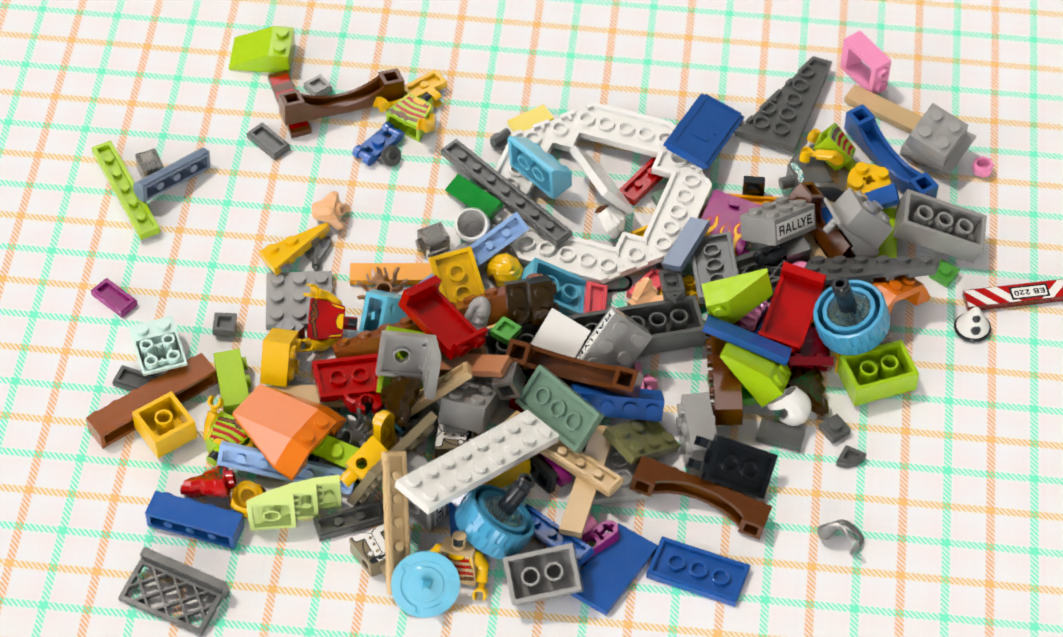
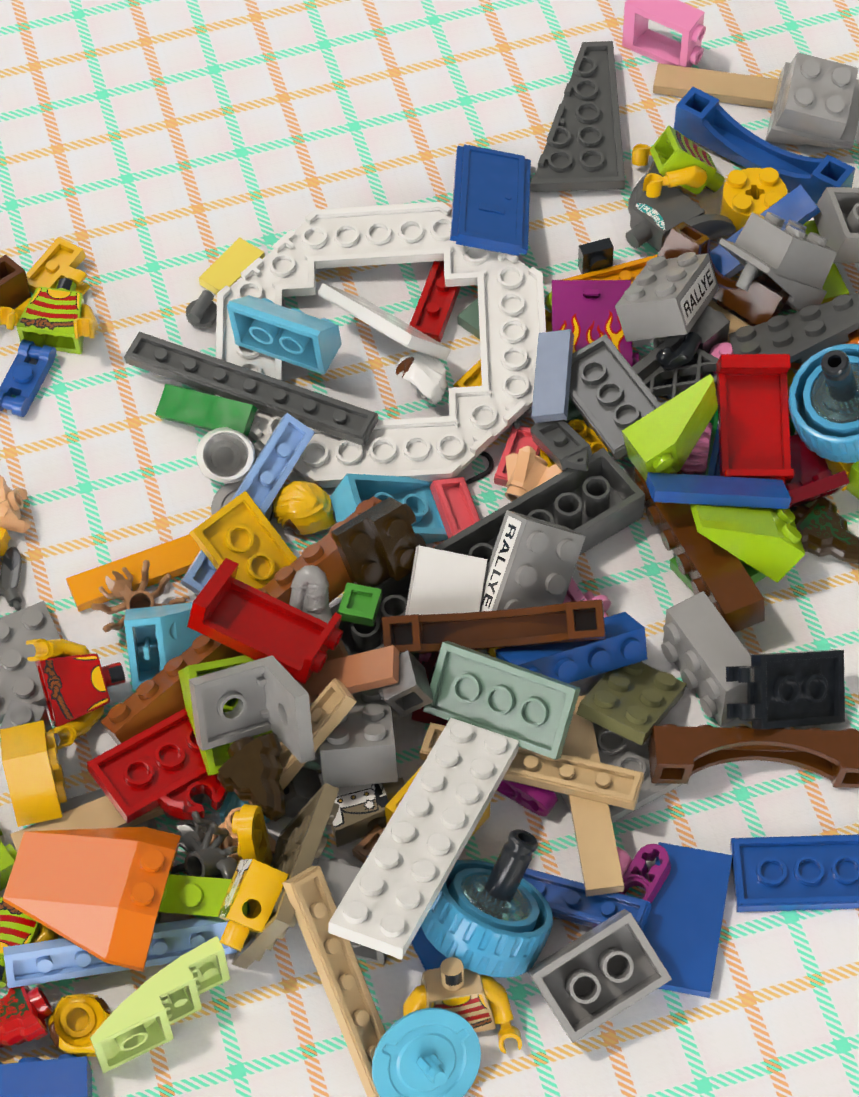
camera: 20 degrees left, 5 degrees up
(349, 520) = (252, 996): dark grey tile -> none
(369, 550) = (314, 1034): torso -> none
(390, 156) = (50, 391): dark grey plate -> none
(433, 240) = (175, 498): clear smoke brick -> none
(543, 474) = (515, 809): black tile -> none
(780, 435) = (818, 614): dark grey tile -> none
(796, 406) = (823, 566): white helmet -> none

